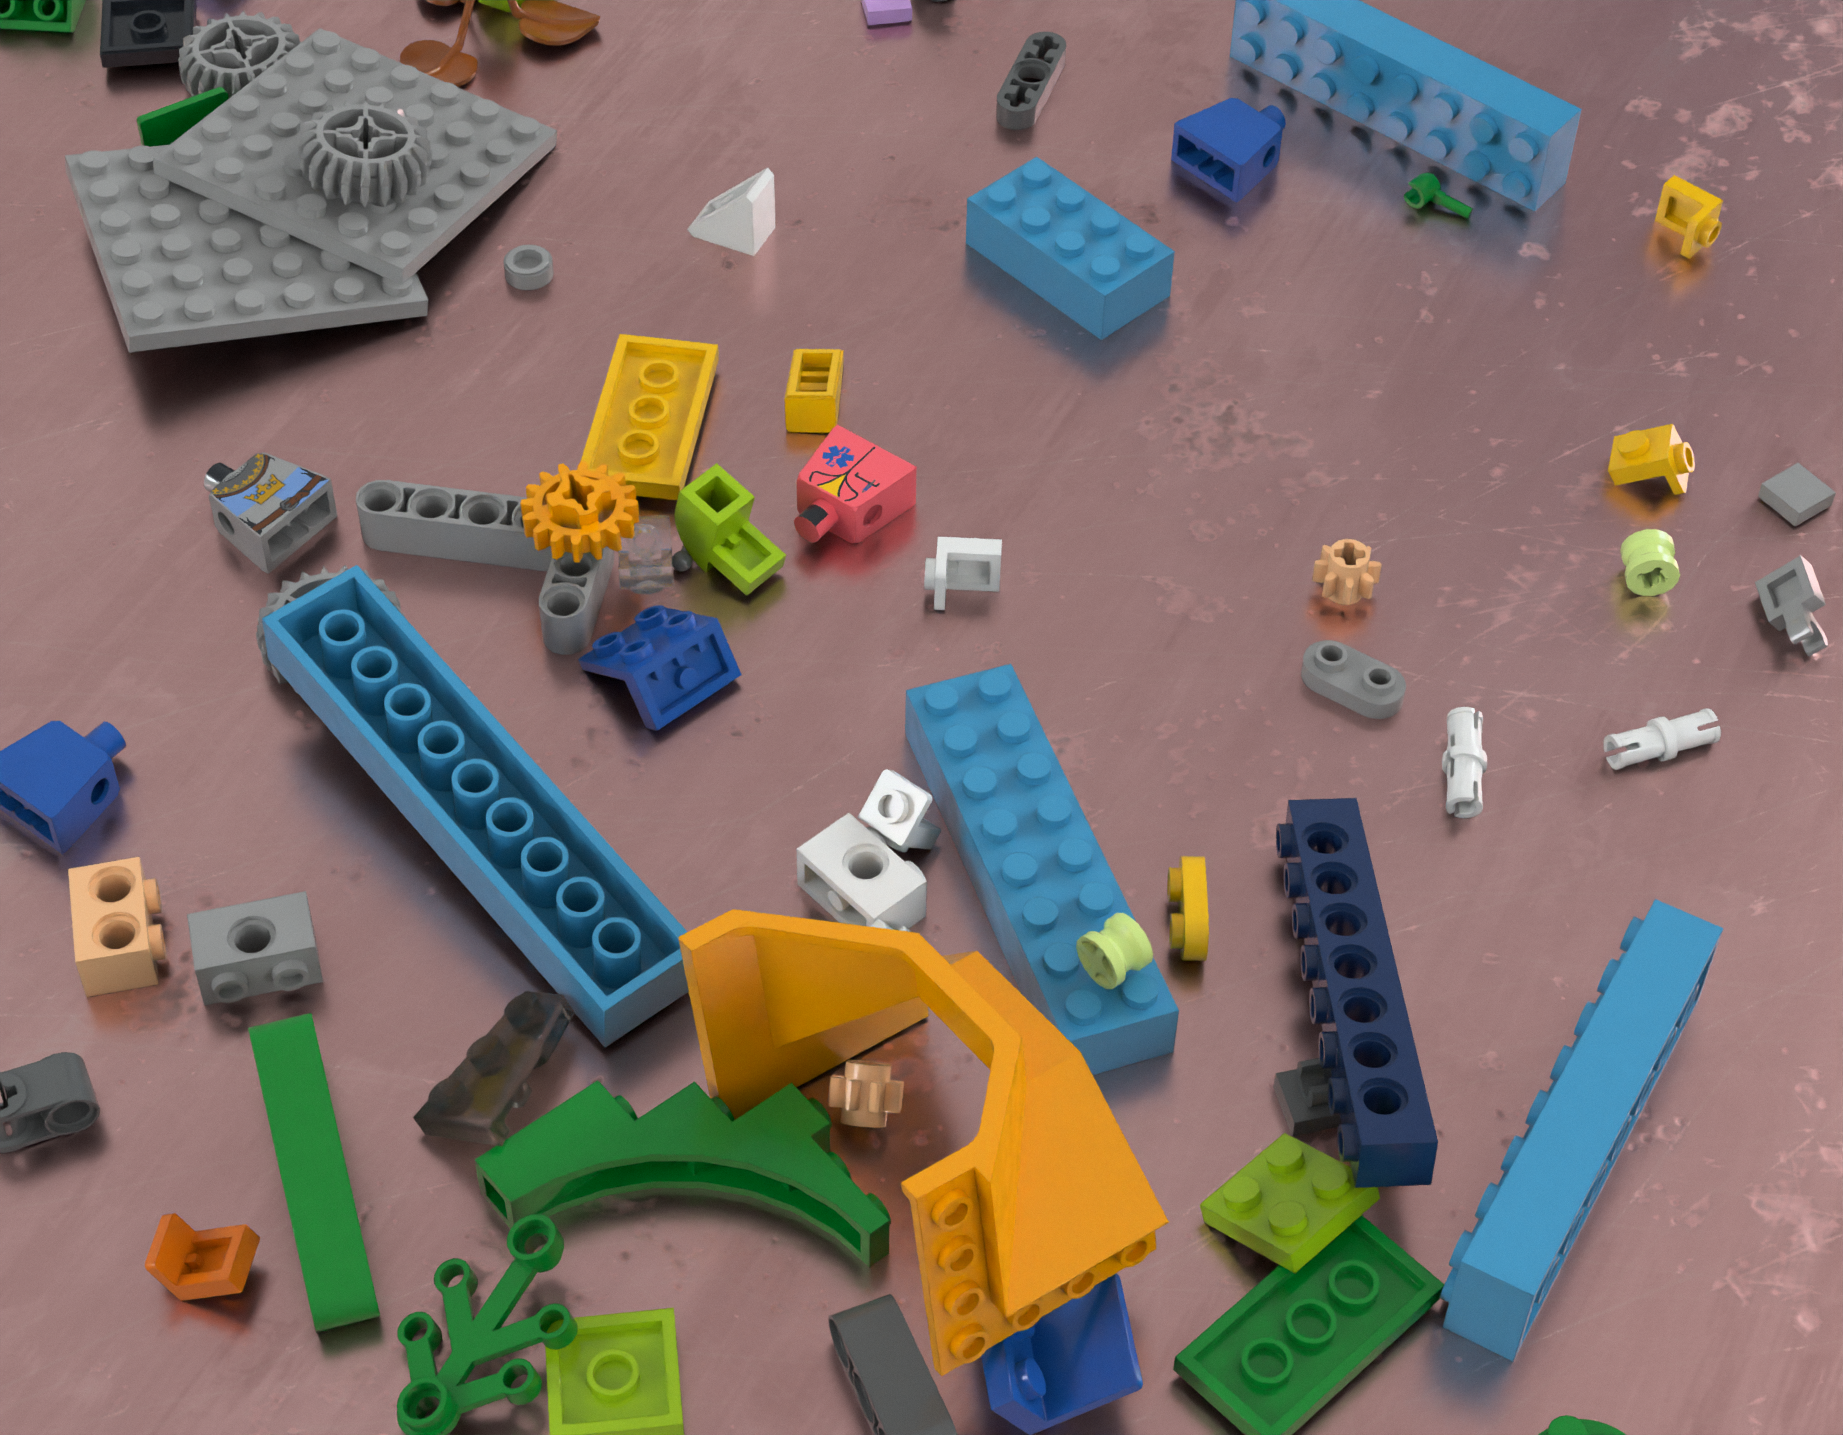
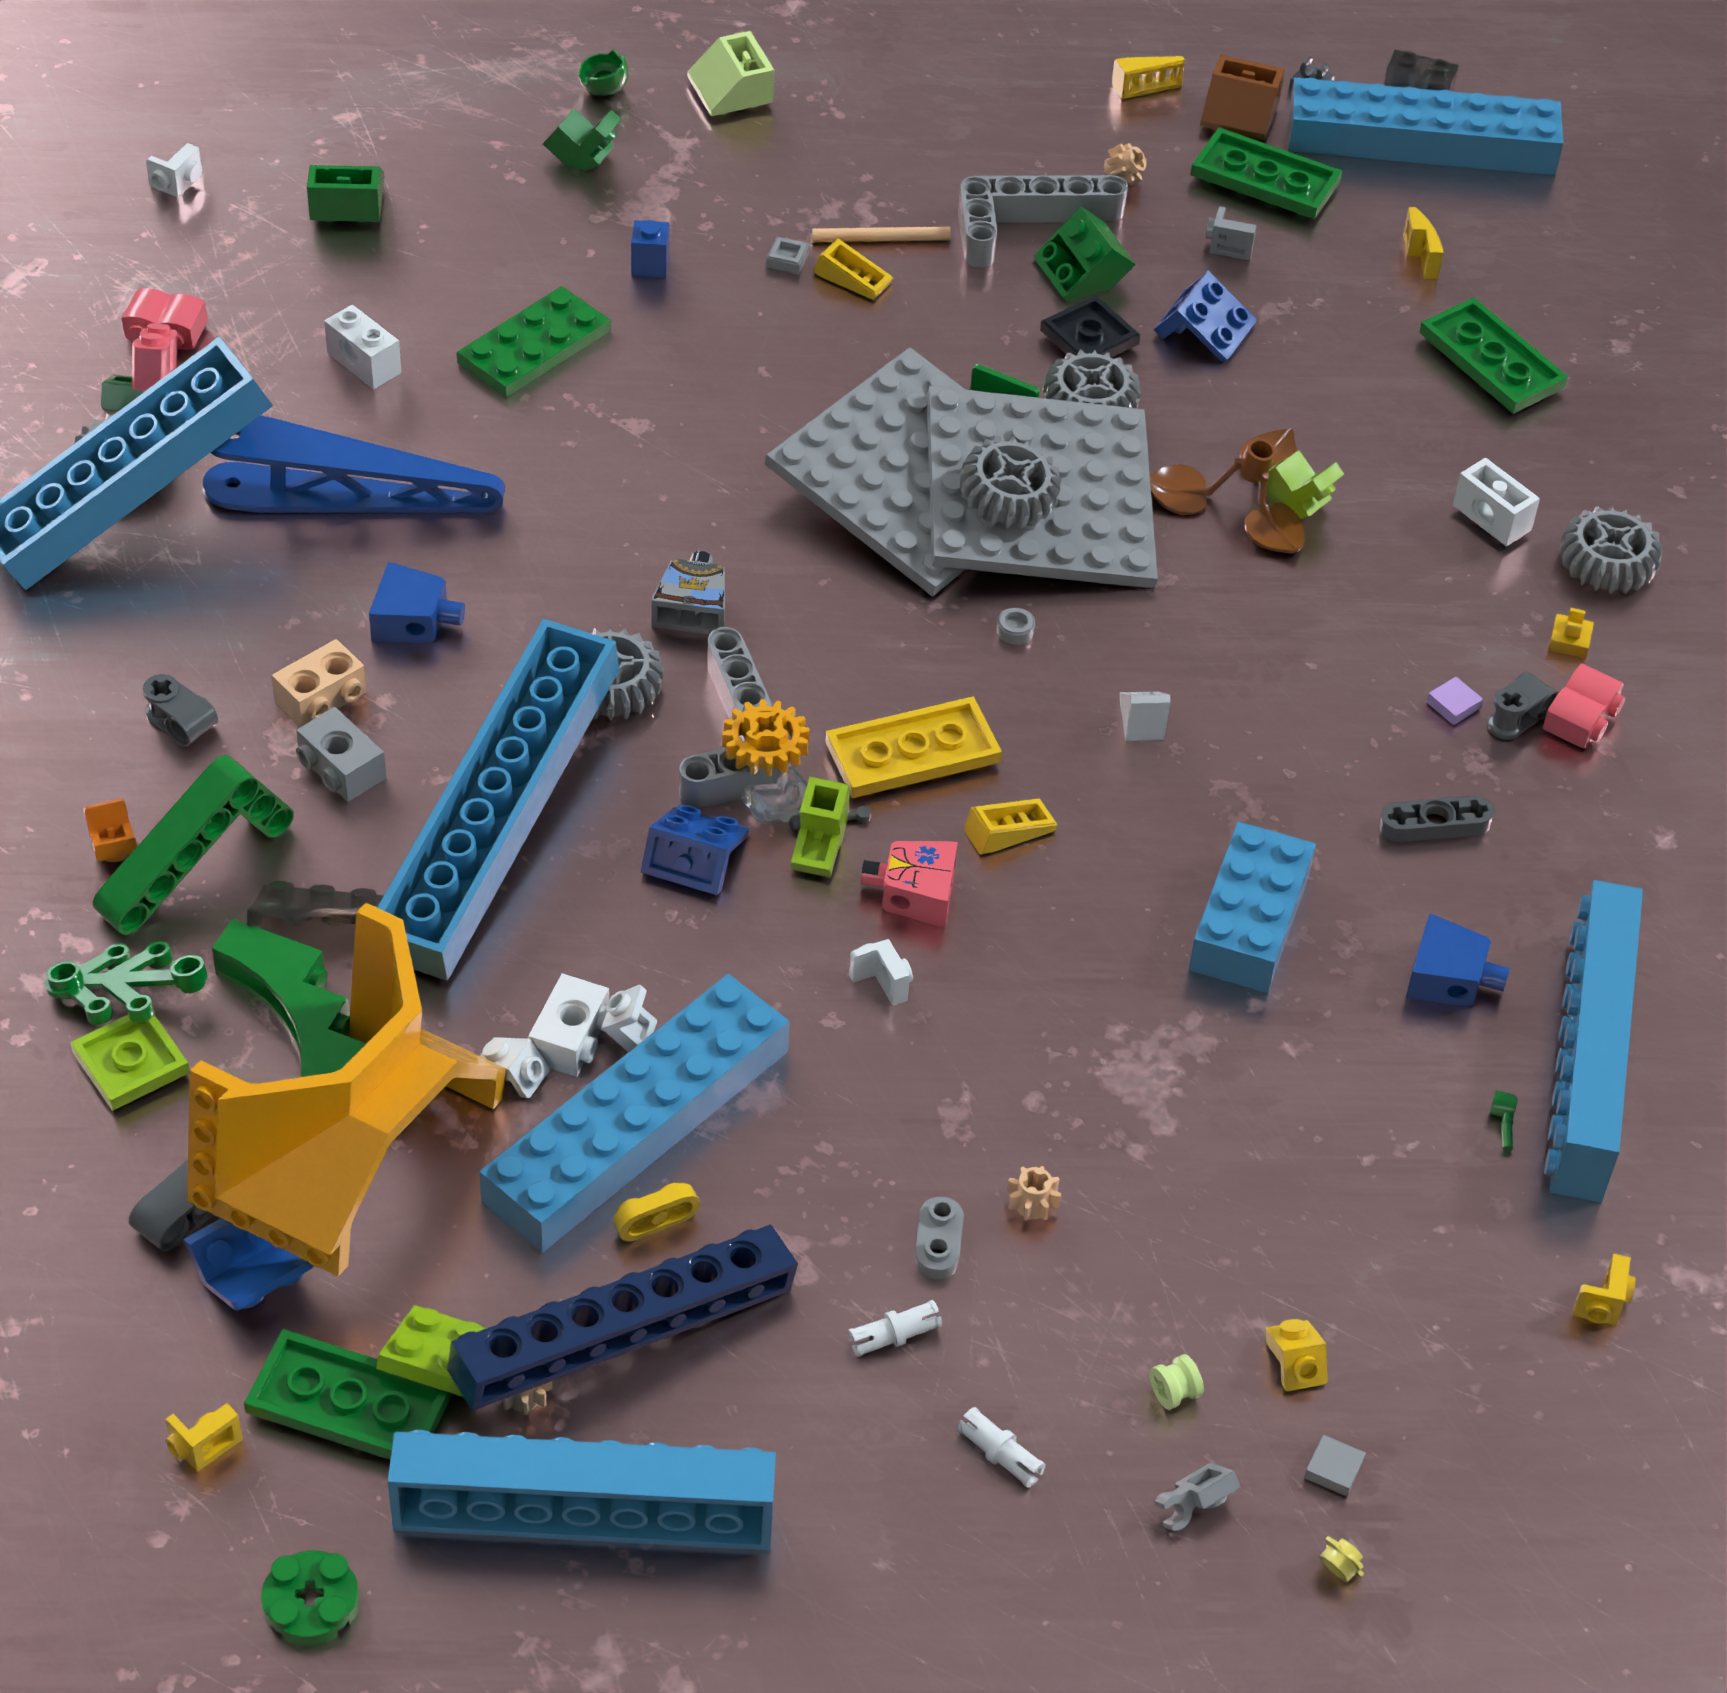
camera: 60 degrees right, 0 degrees up
(1114, 950) = (547, 1158): yellowish green wheel -> none

